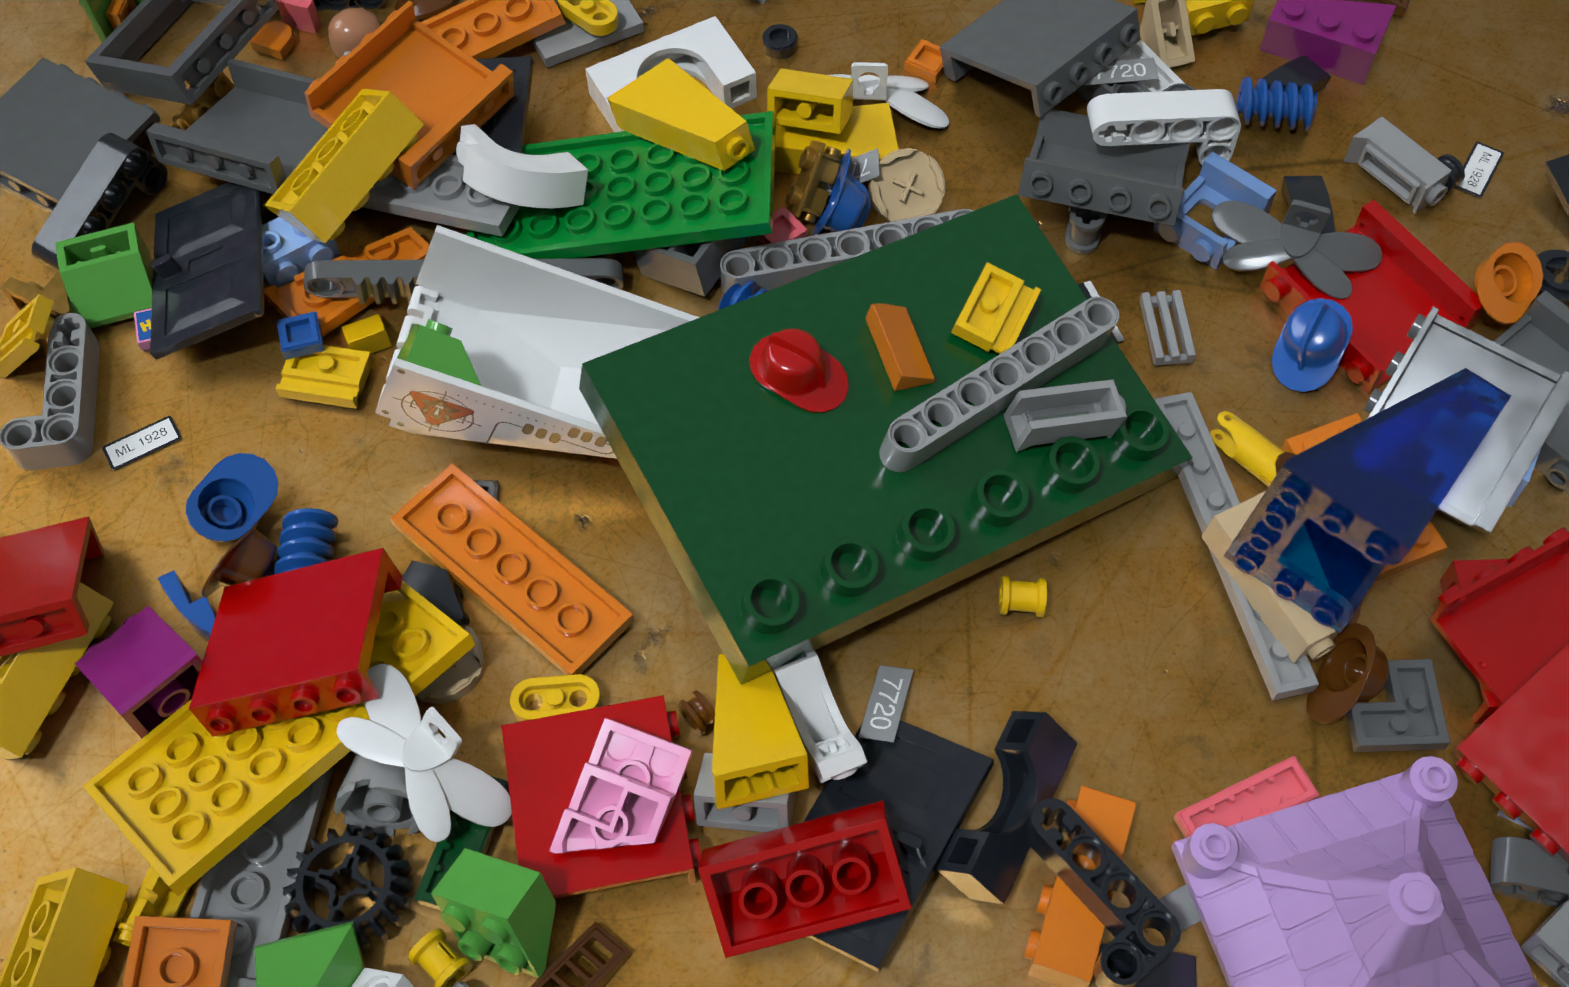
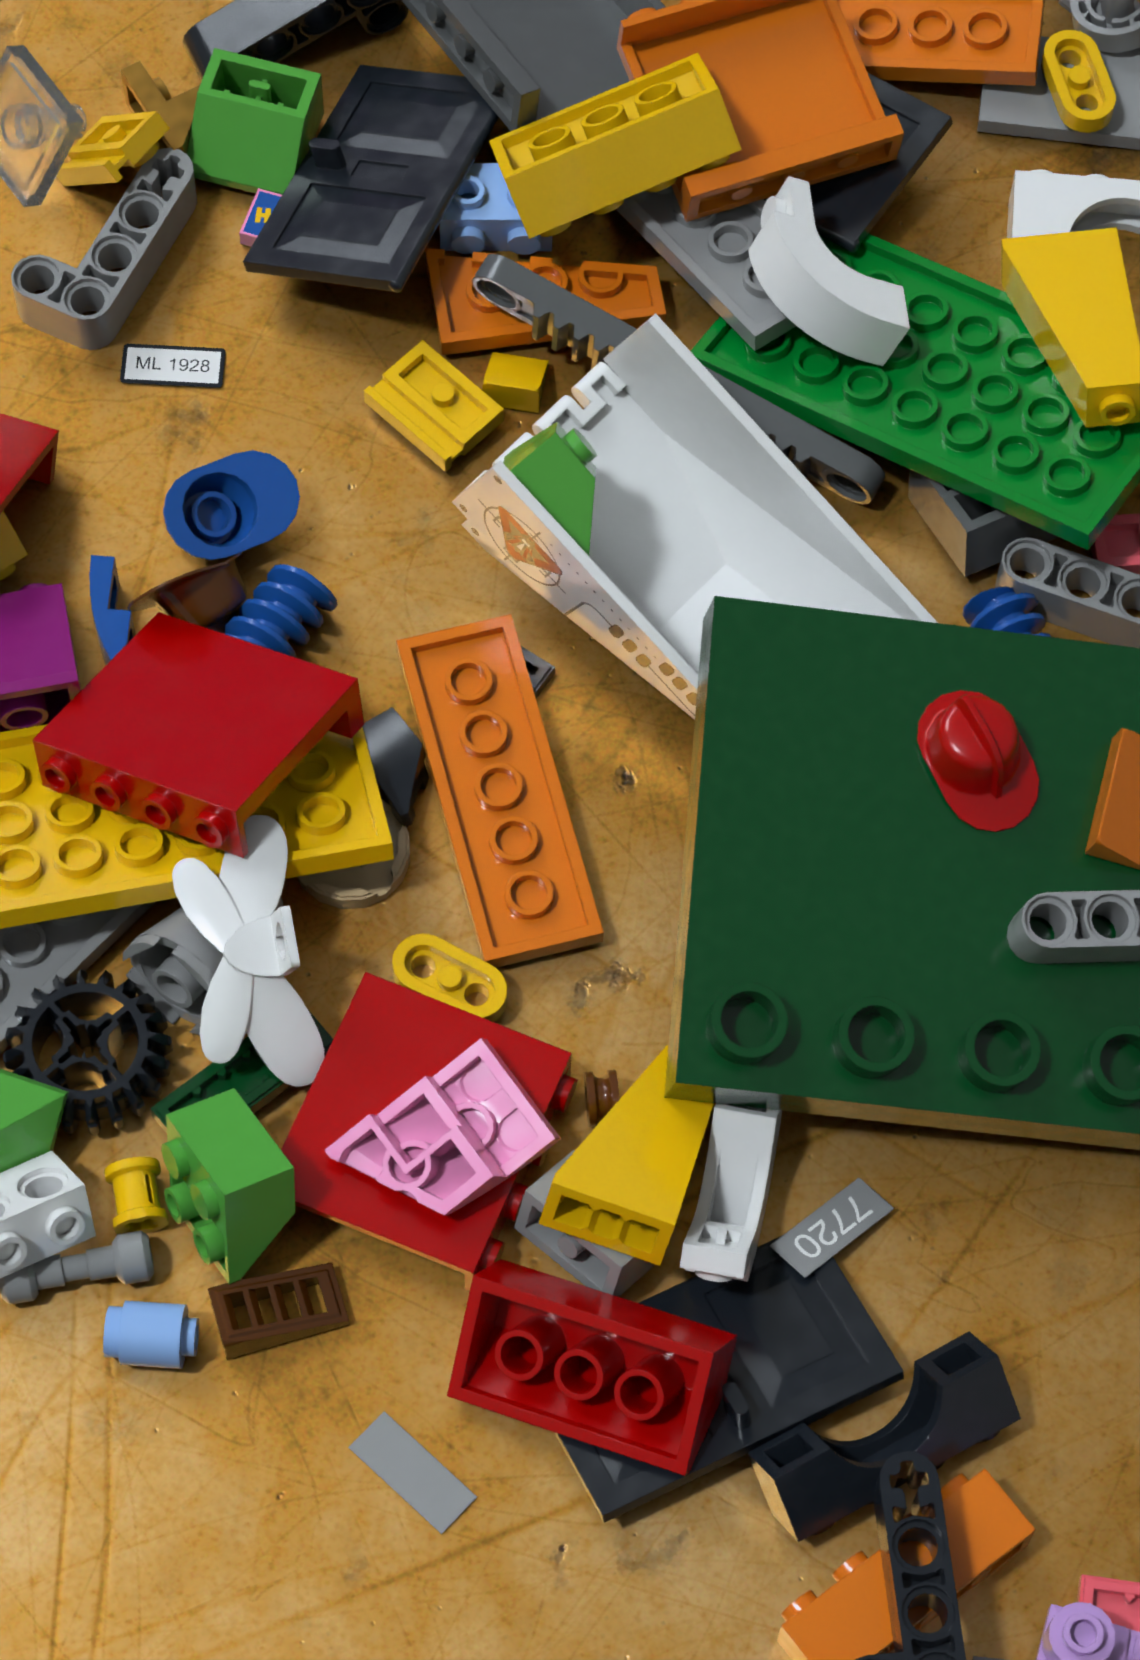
camera: 30 degrees right, 5 degrees up
(300, 335) = (433, 339): blue tile -> none
(1022, 596) = (1088, 1203): yellow bush -> none

